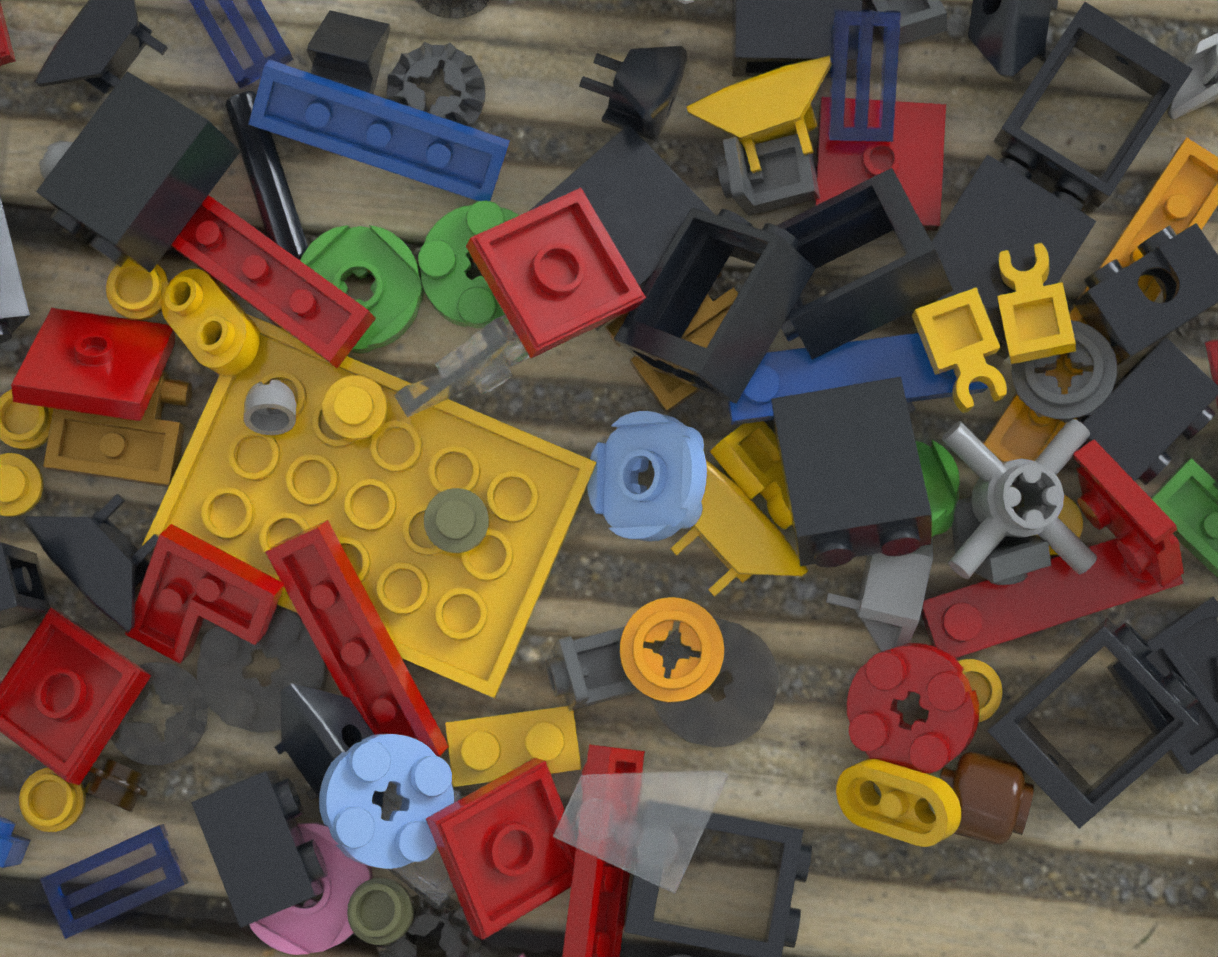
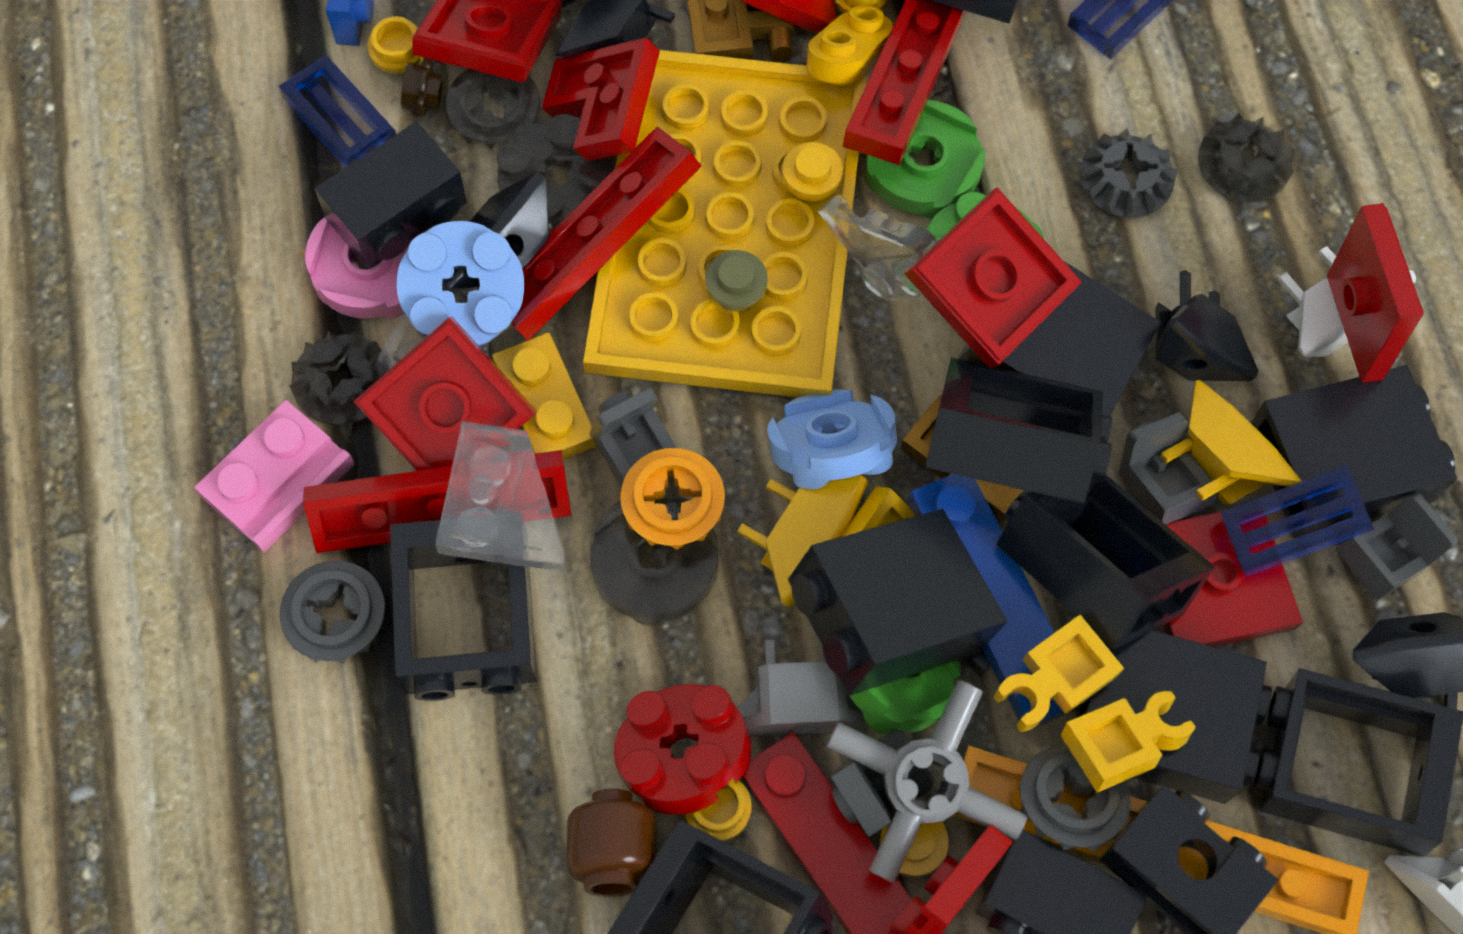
camera: 70 degrees right, 15 degrees down
(259, 412) = (788, 103): light grey hinge -> none
(266, 177) = (1000, 59): black axle -> none
(349, 50) = (1114, 98): black slope -> none
(378, 131) = (1070, 130): blue plate -> none
(380, 911) = (360, 314): olive plate -> none
(903, 805) = (583, 754): yellow plate -> none

